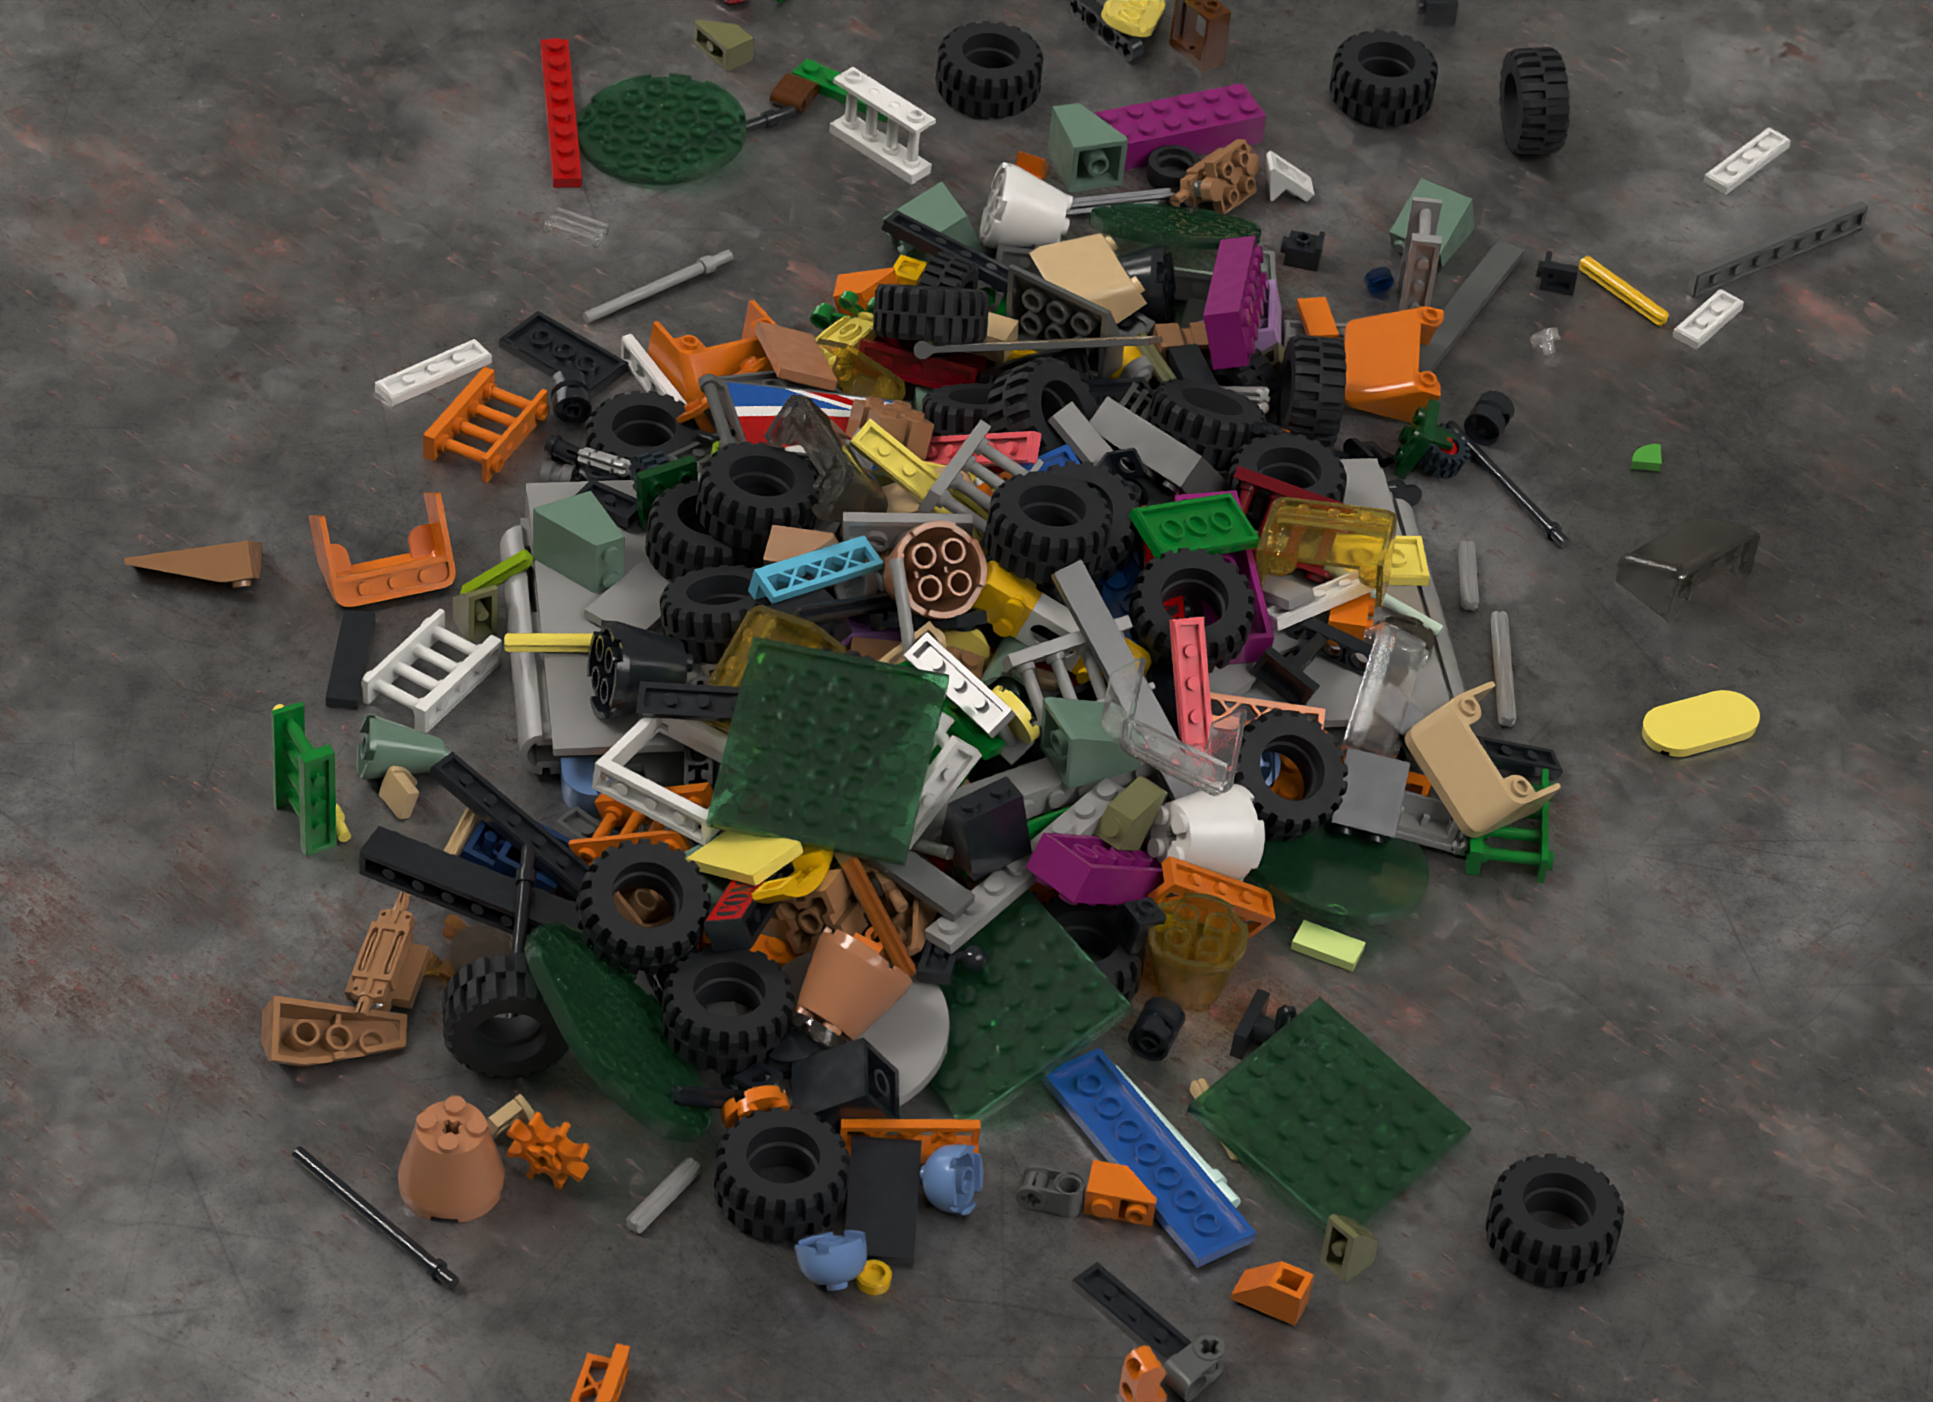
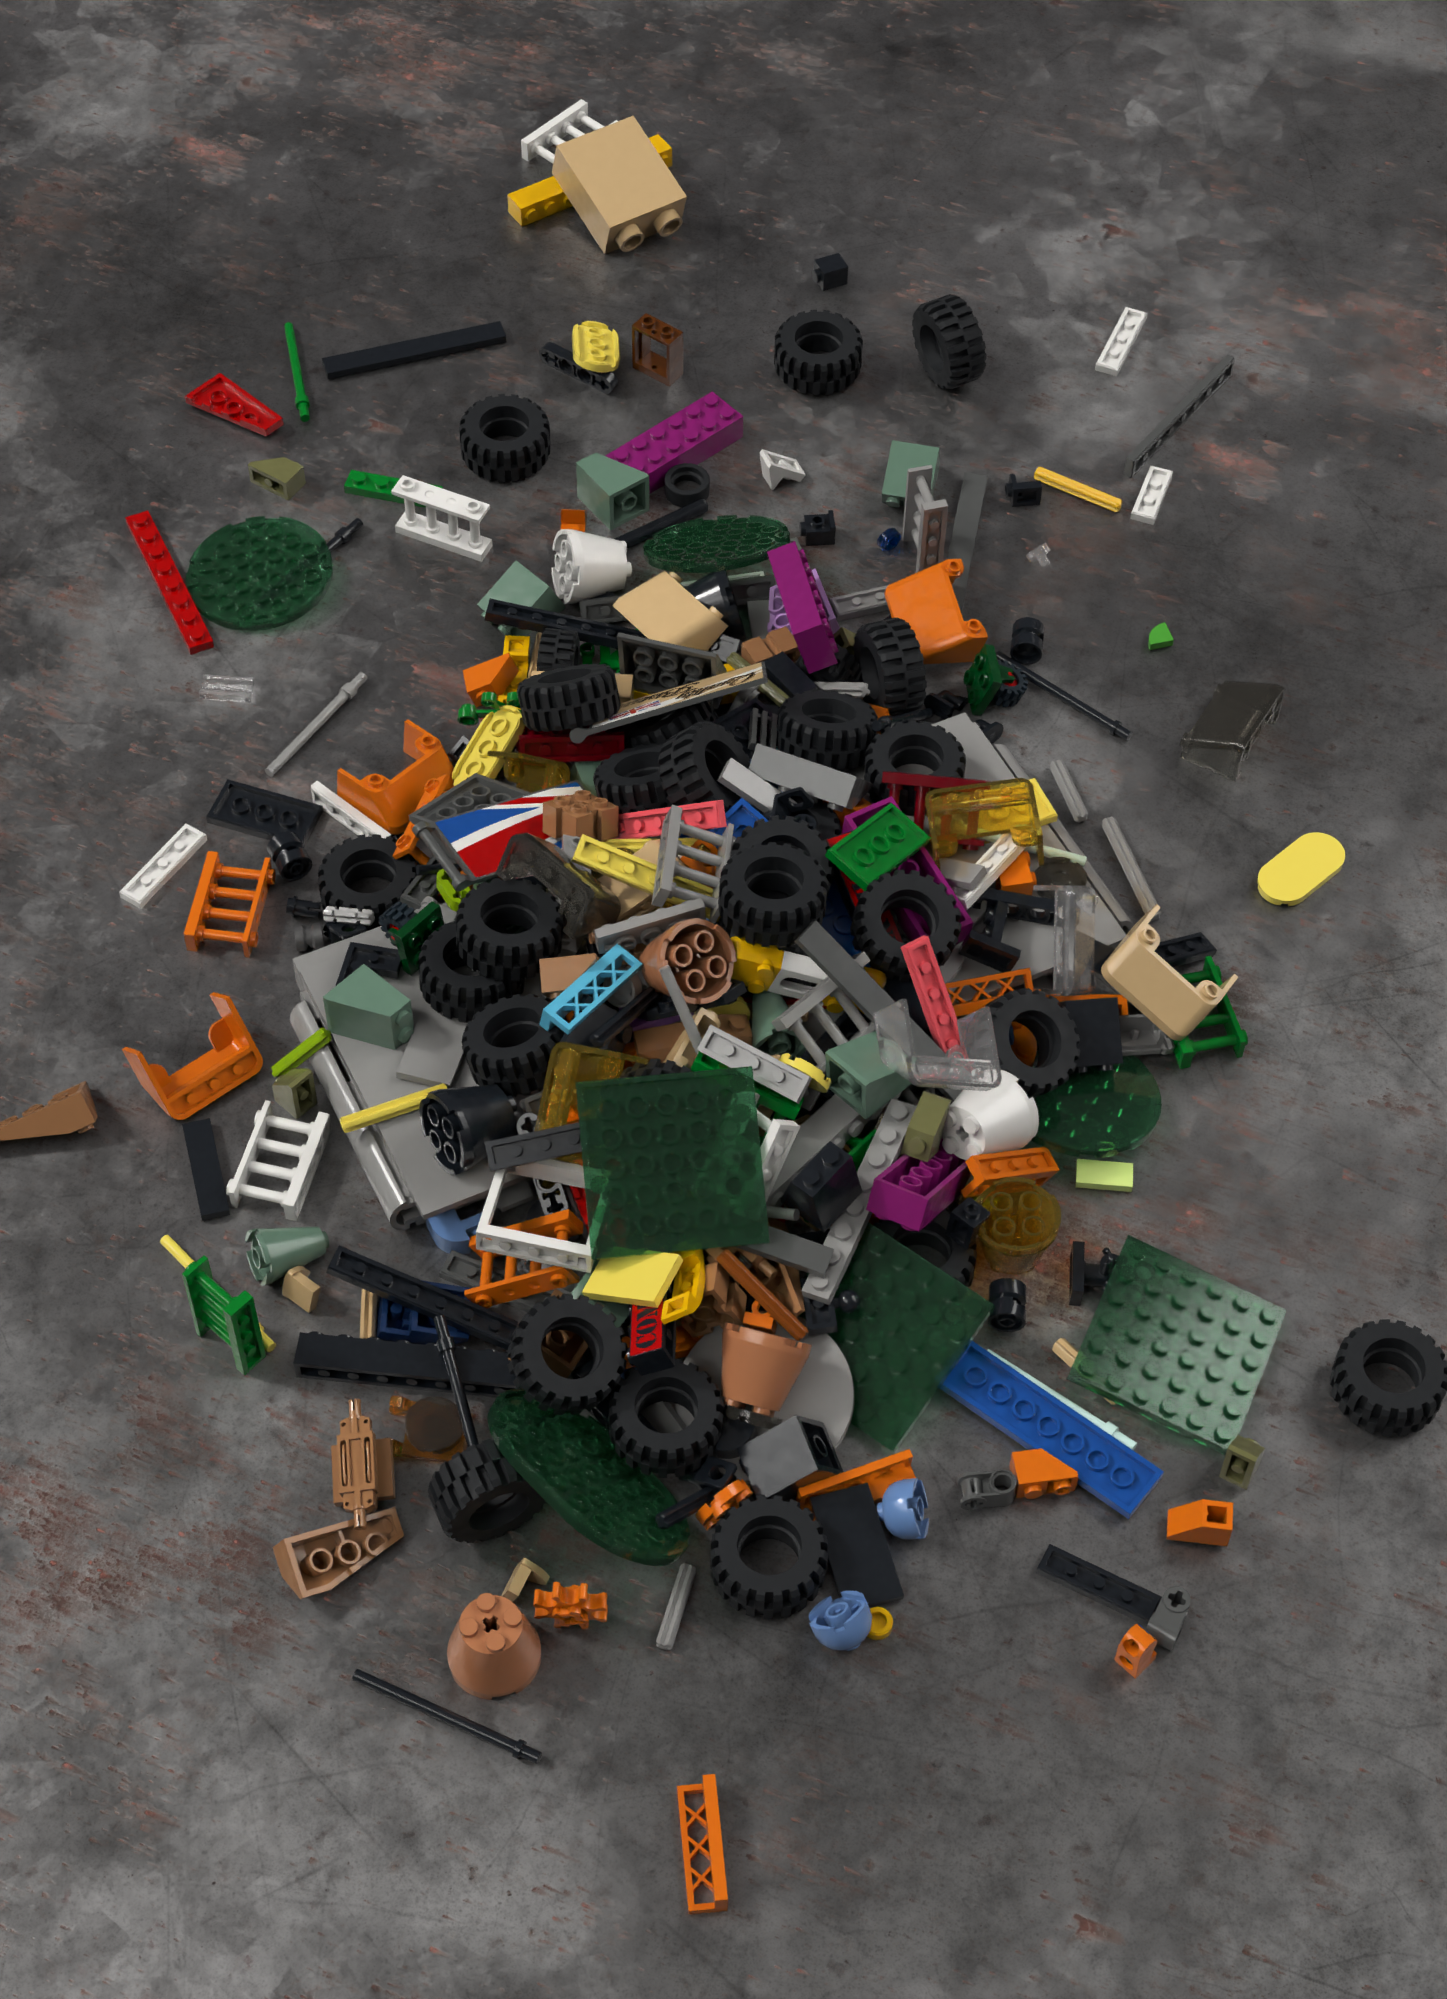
camera: 15 degrees left, 10 degrees up
(794, 91) = (353, 504): reddish brown piece -> none
(795, 356) = (468, 767): nougat tile -> none
(1220, 178) = (729, 484): medium nougat piece -> none
(1317, 317) = (857, 592): orange tile -> none

